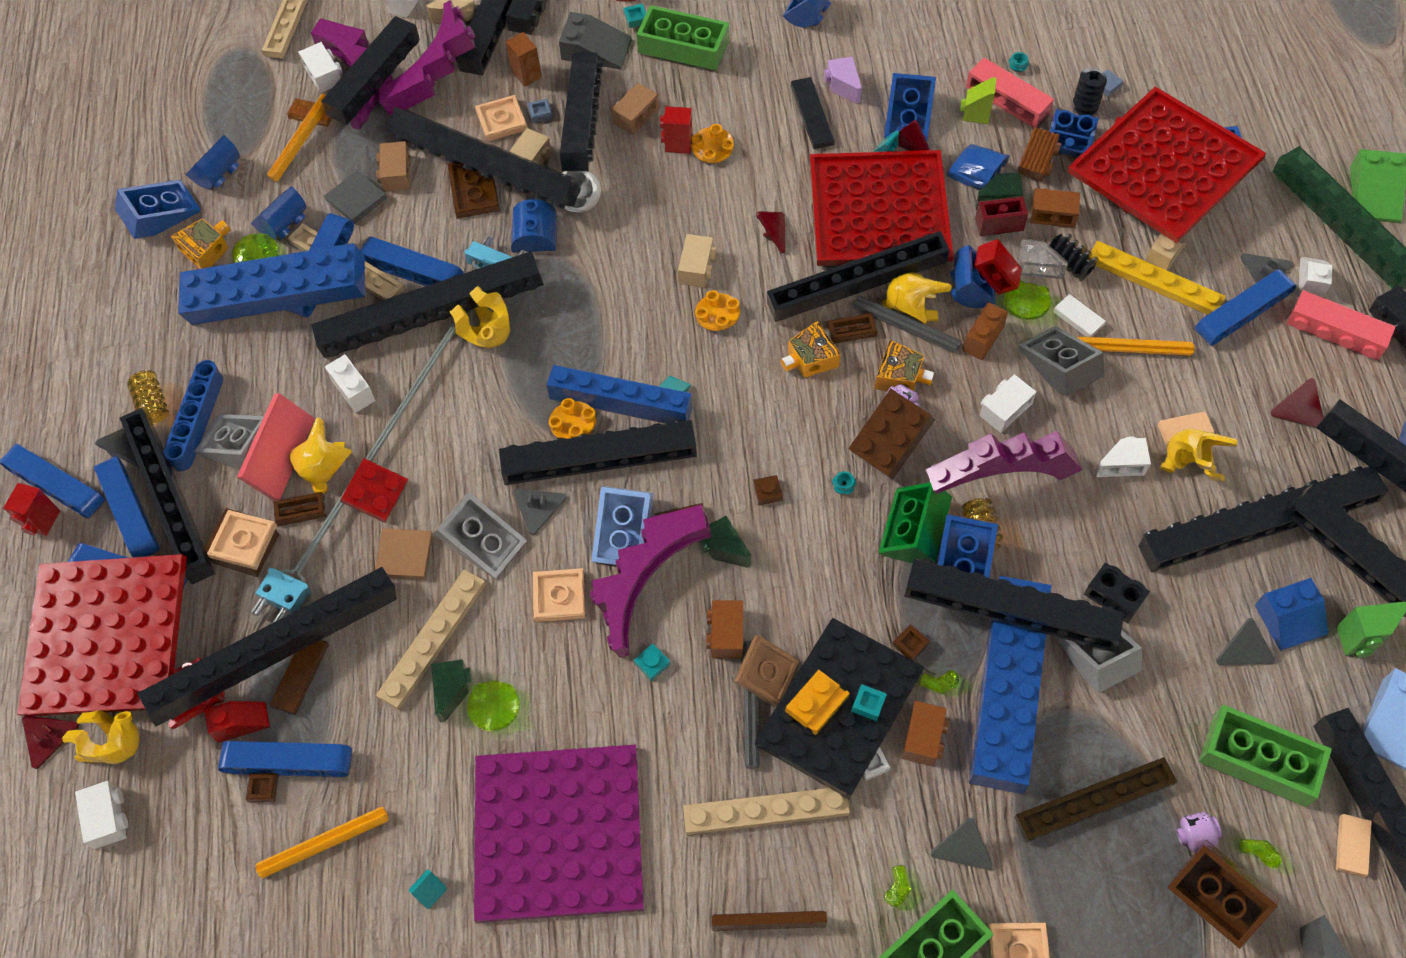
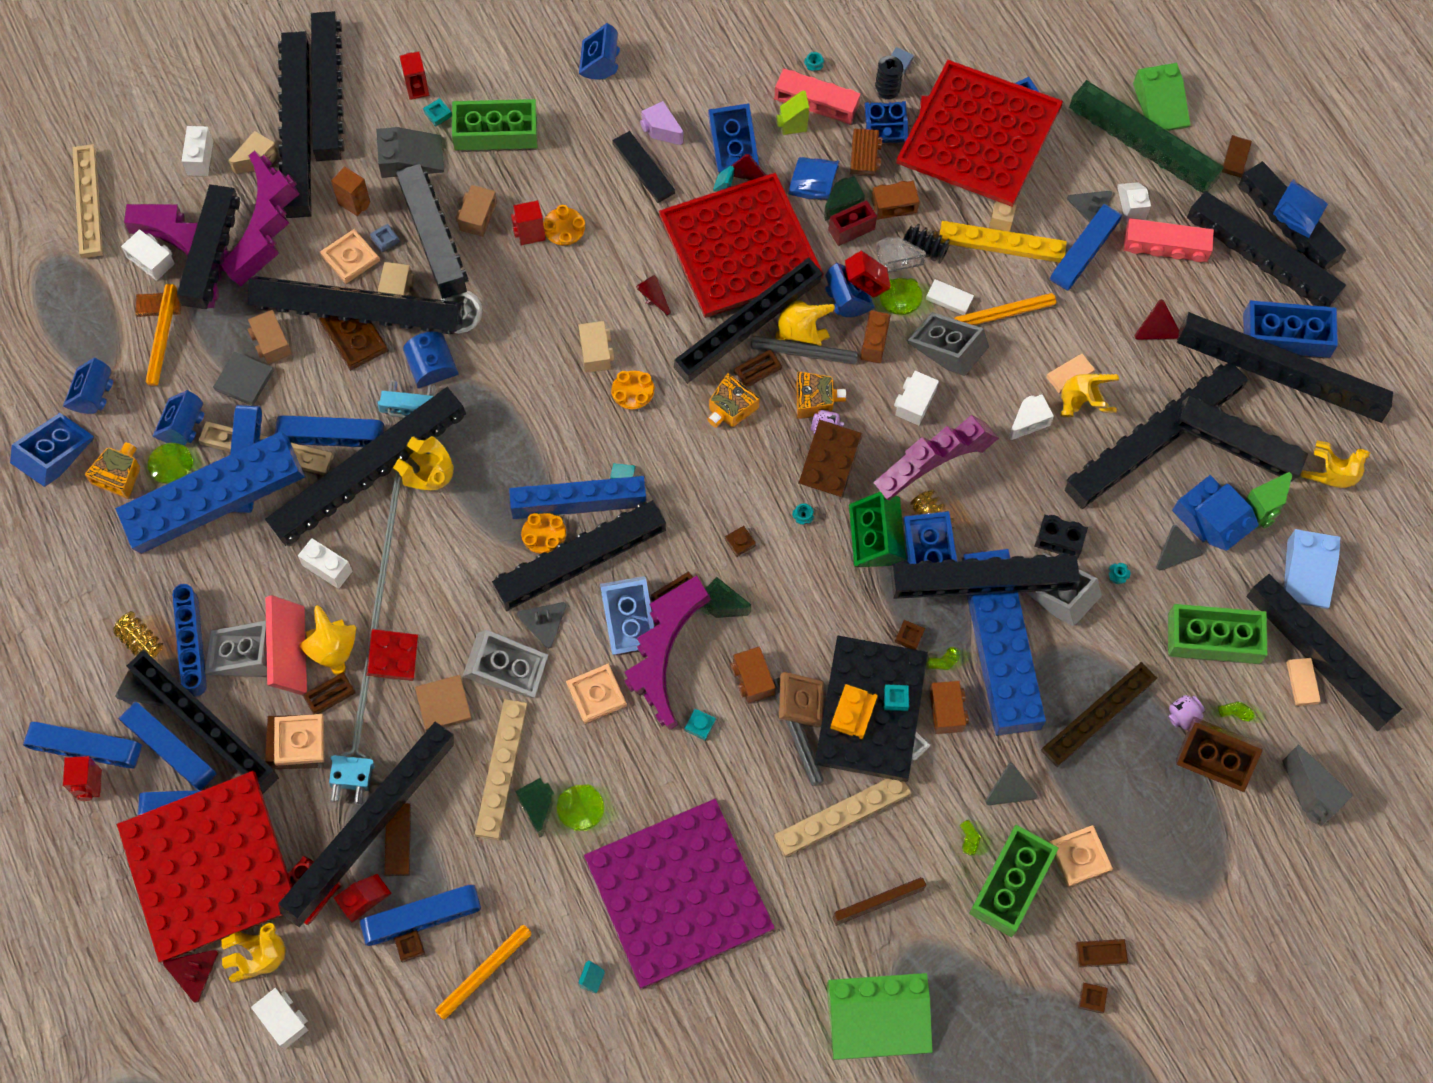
camera: 25 degrees left, 5 degrees up
(1166, 657) = (1119, 578): none -> teal plate
(1315, 630) = (1226, 518): none -> blue slope

